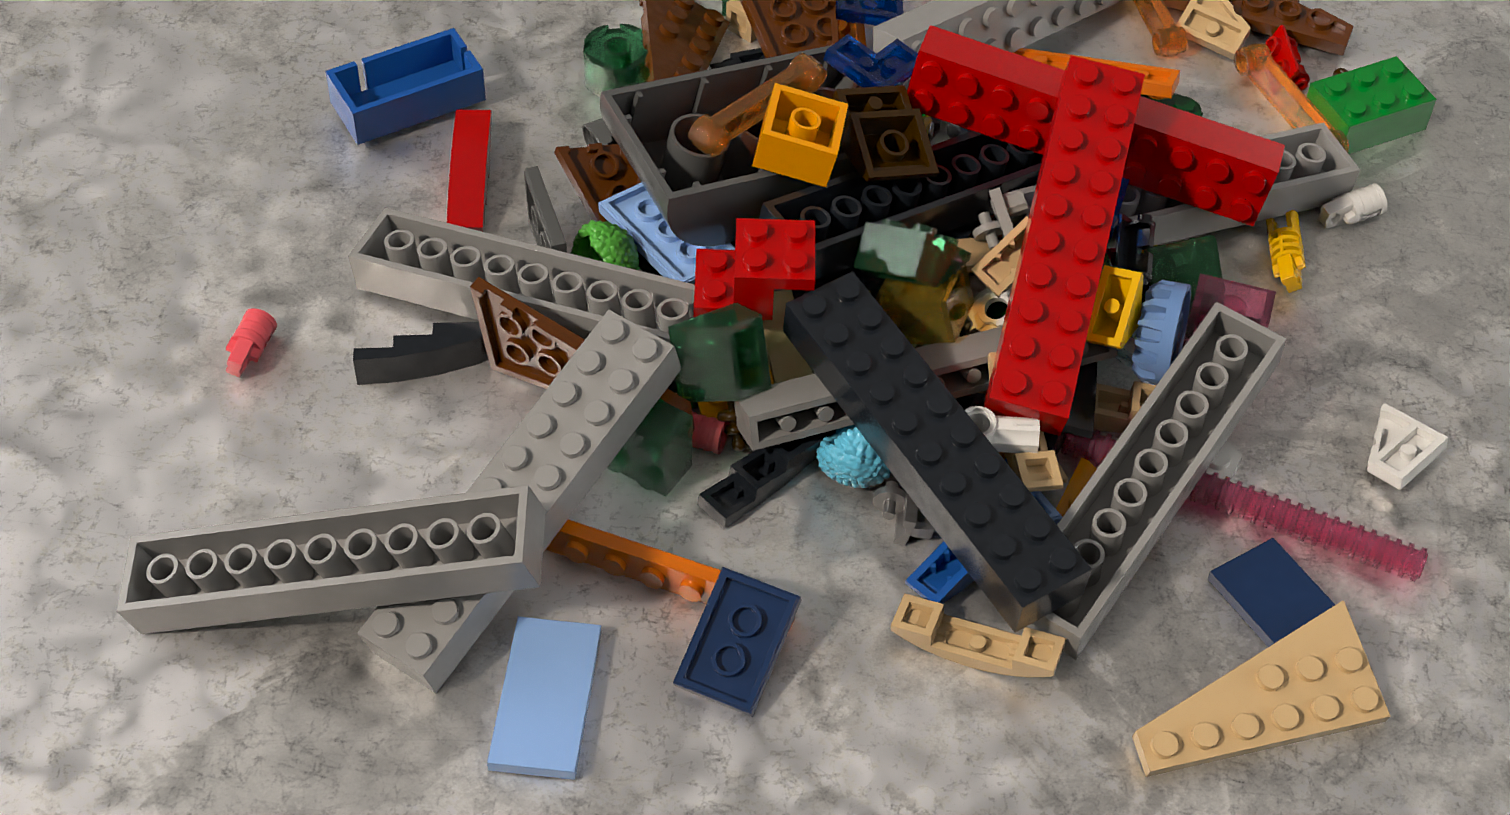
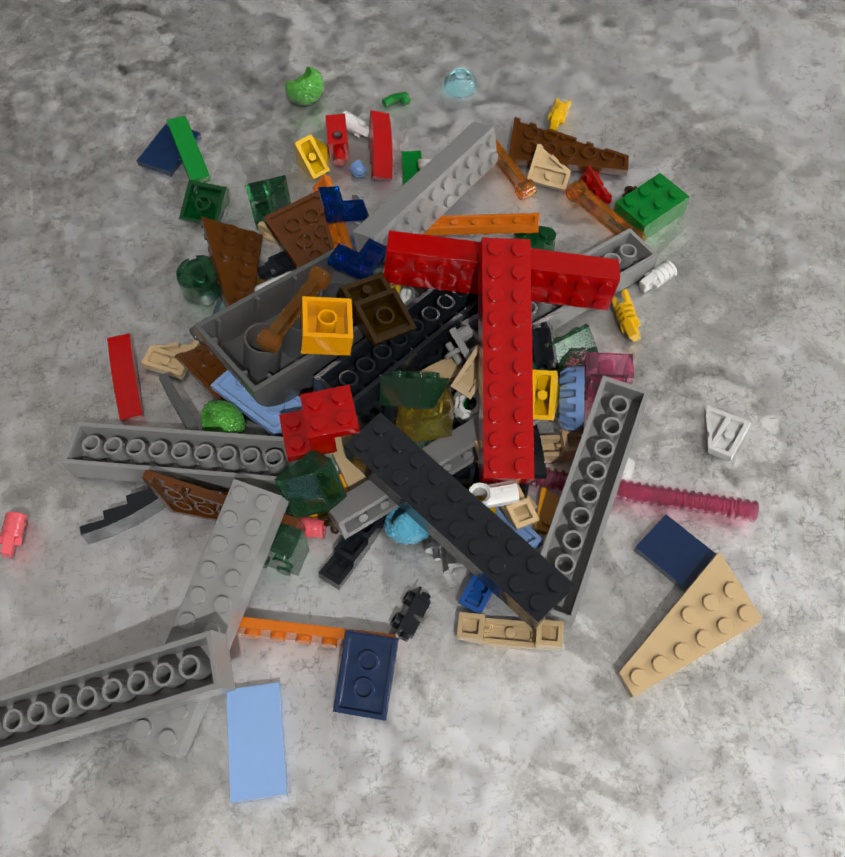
camera: 10 degrees left, 10 degrees up
(406, 86) = (72, 327): blue piece -> none
(532, 152) = (162, 358): none -> tan wing
(839, 570) = (413, 604): none -> black hinge

